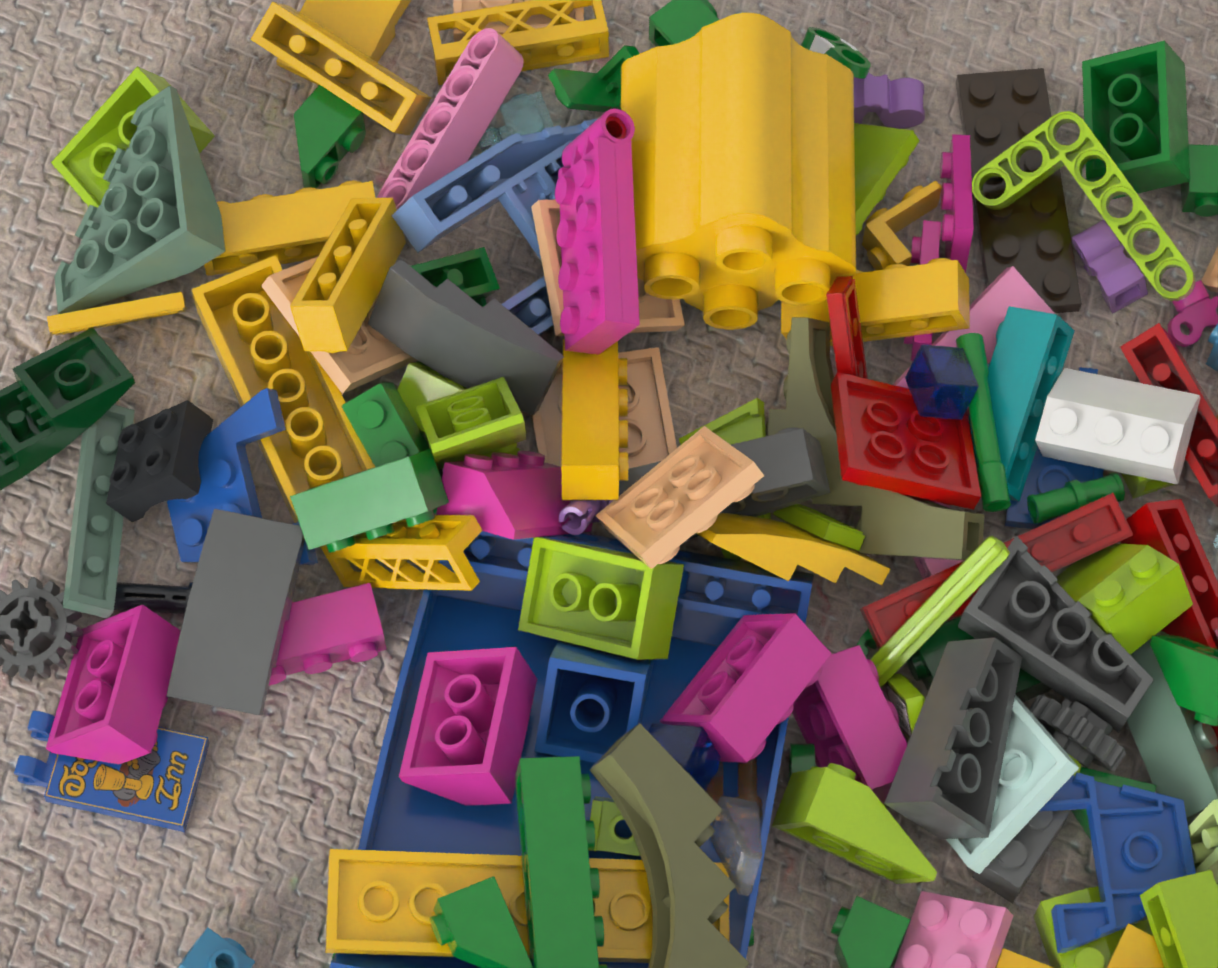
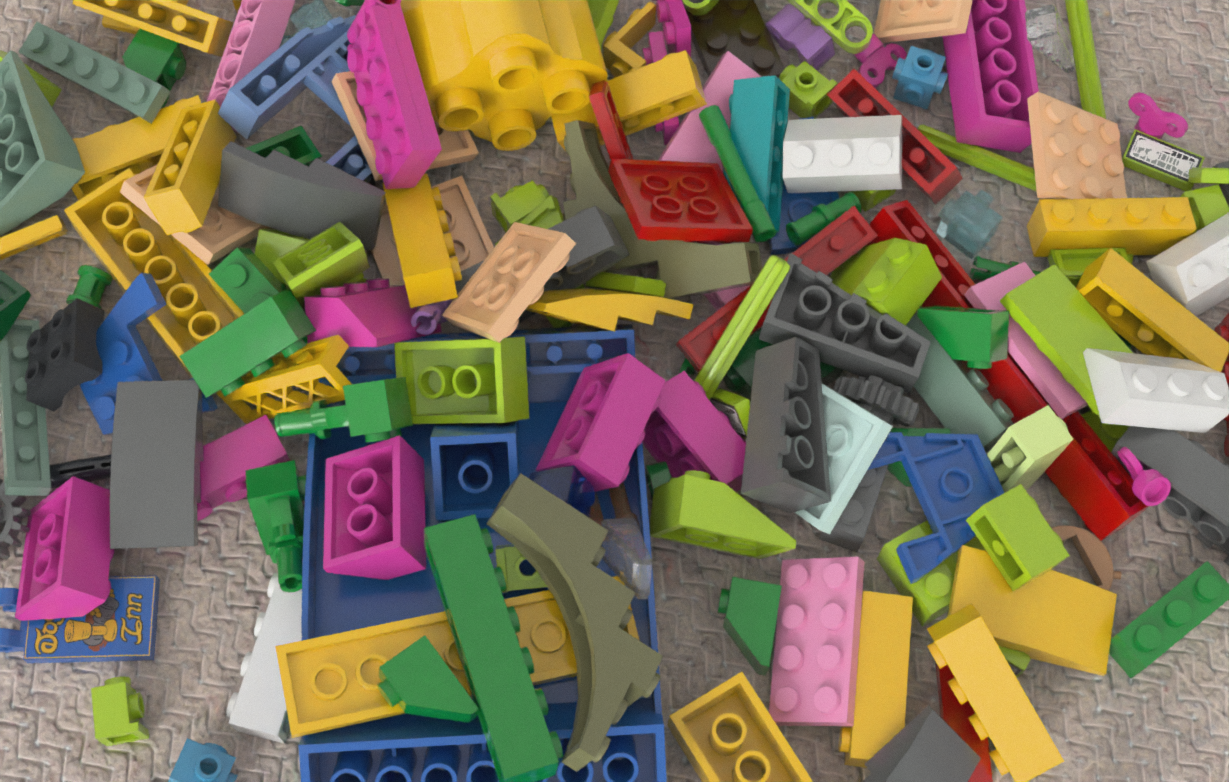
camera: 15 degrees left, 0 degrees up
(136, 880) = (118, 712): none -> lime brick
(200, 384) = (90, 285): none -> green bush
(257, 125) = (94, 72): none -> sand green plate
(297, 907) = (261, 704): none -> white brick
(362, 701) = (278, 506): none -> green brick
(493, 608) = (371, 410): none -> green brick
(717, 397) = (517, 203): none -> lime brick
(941, 382) = (696, 149): clear blue brick -> none
(1098, 345) = (807, 90): none -> lime brick

